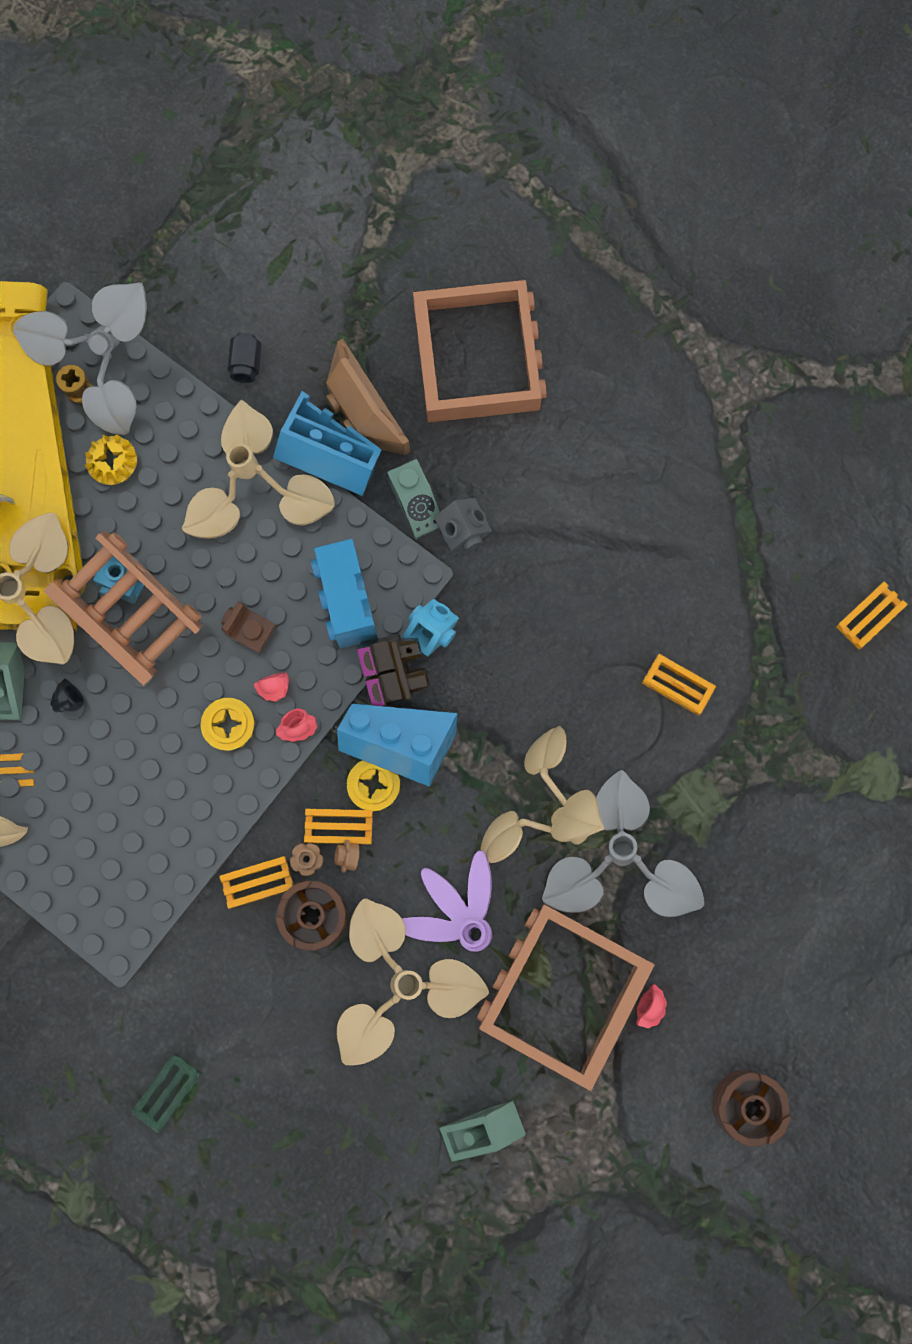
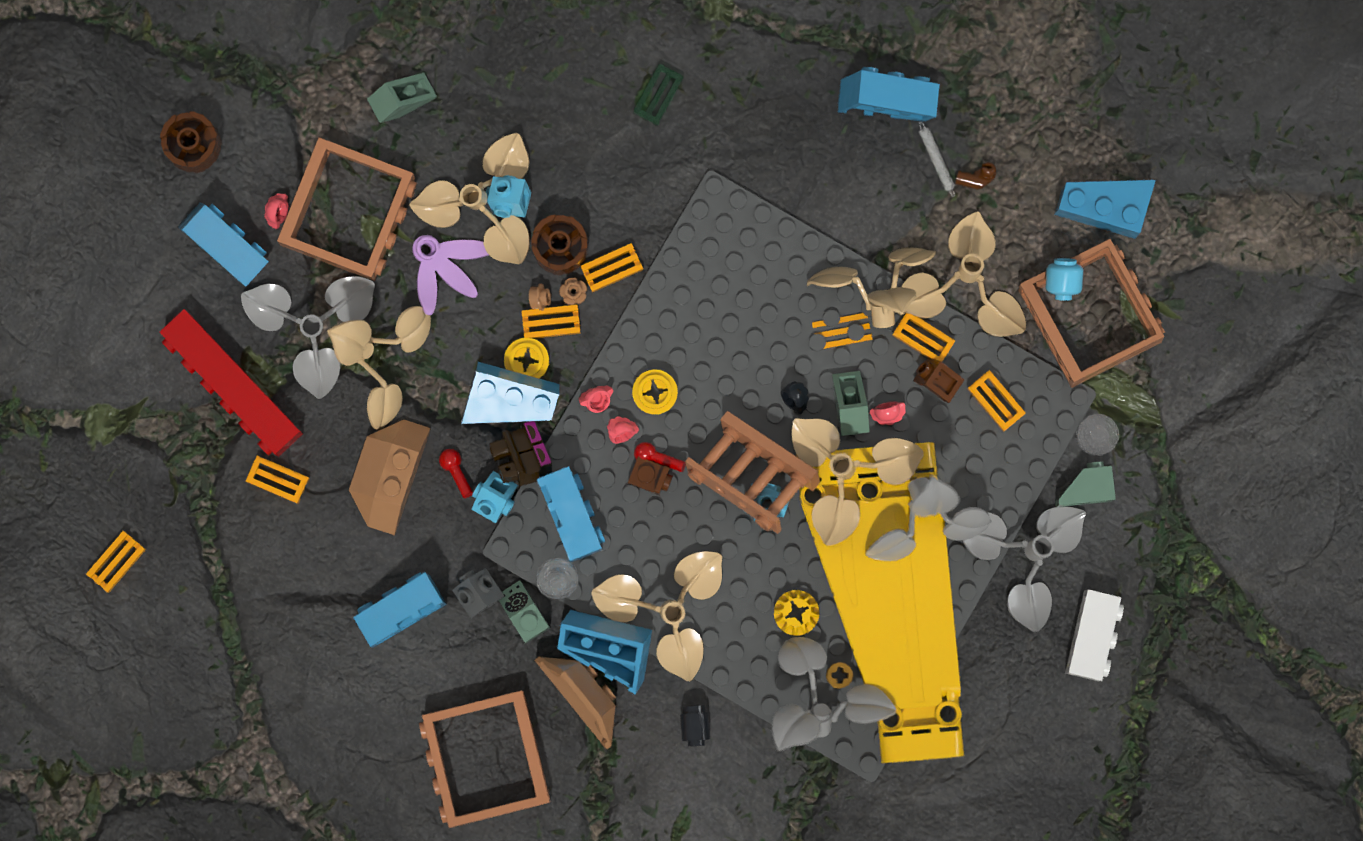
camera: 170 degrees right, 5 degrees up
(247, 656) = (648, 452): none -> red bar
(366, 984) = (508, 196): none -> medium azure brick
(370, 525) = (557, 578): none -> clear plate
(477, 681) = (451, 460): none -> red bar
(550, 675) = (387, 473): none -> medium nougat wedge
(553, 518) = (399, 609): none -> dark azure wedge
(721, 972) = (224, 243): none -> dark azure wedge
(725, 802) = (231, 383): none -> red brick

